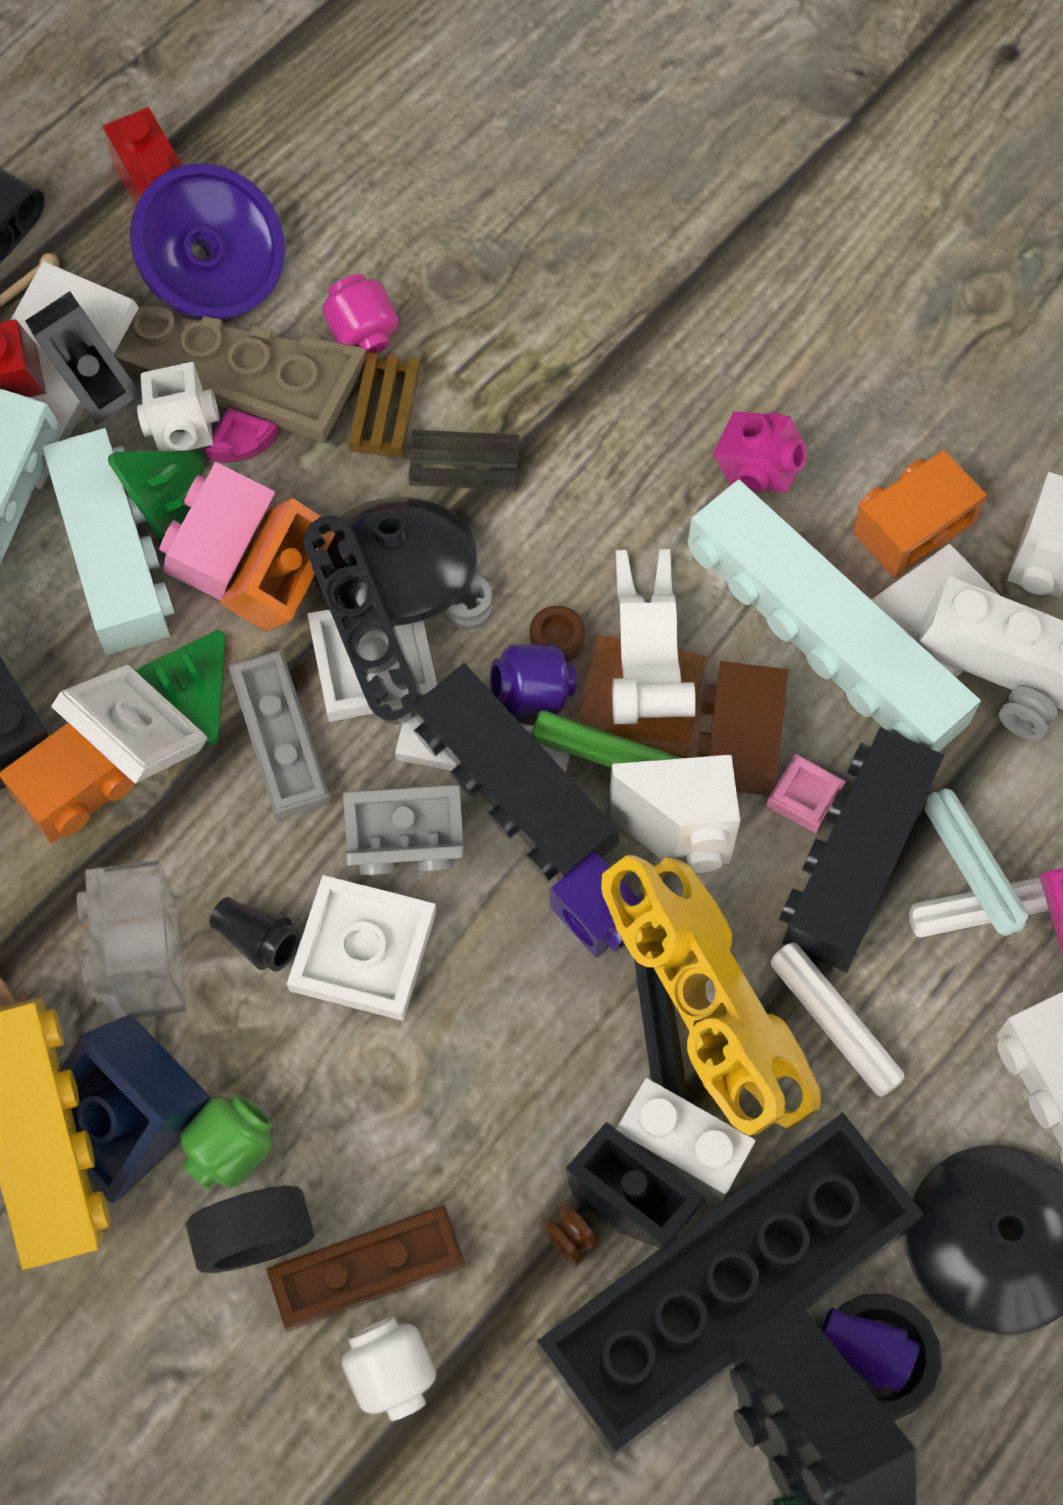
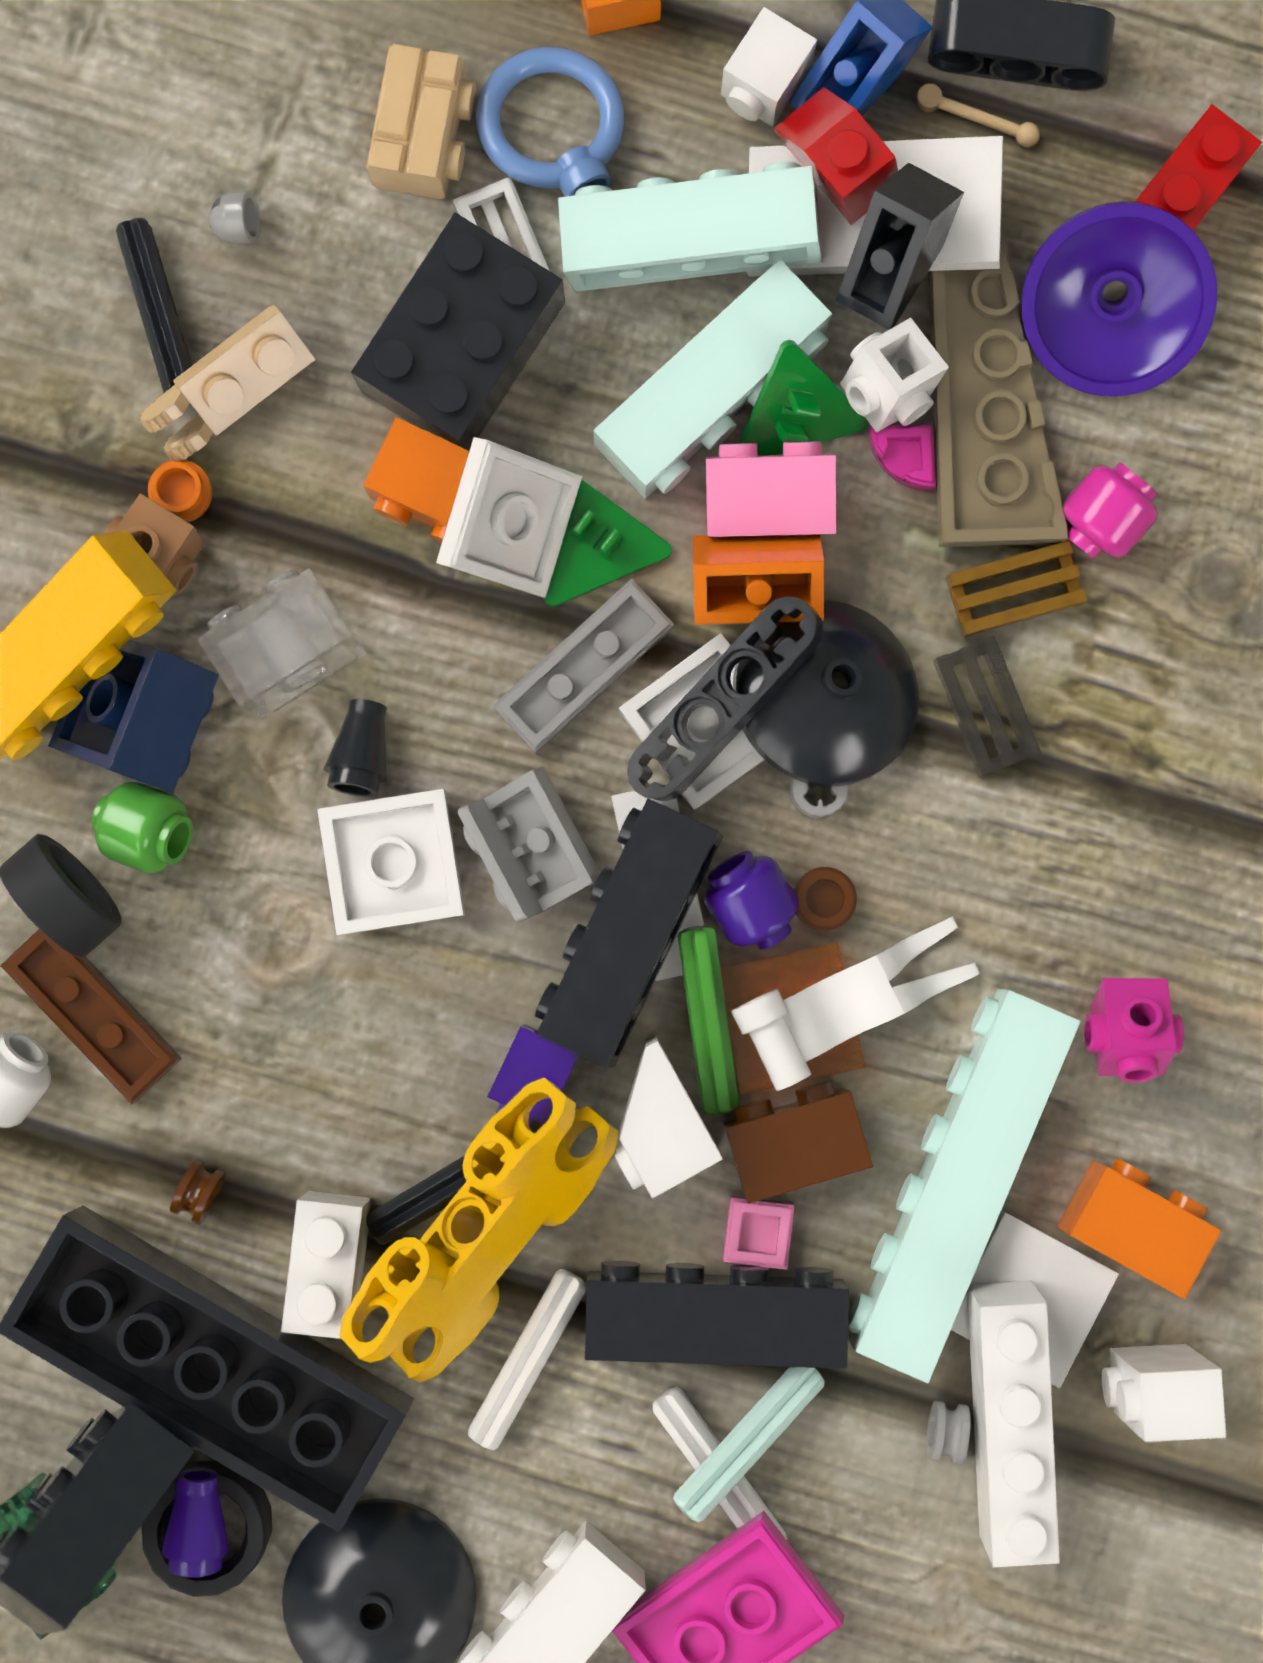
camera: 65 degrees right, 20 degrees up
(631, 1189) = (248, 1244): black slope -> none

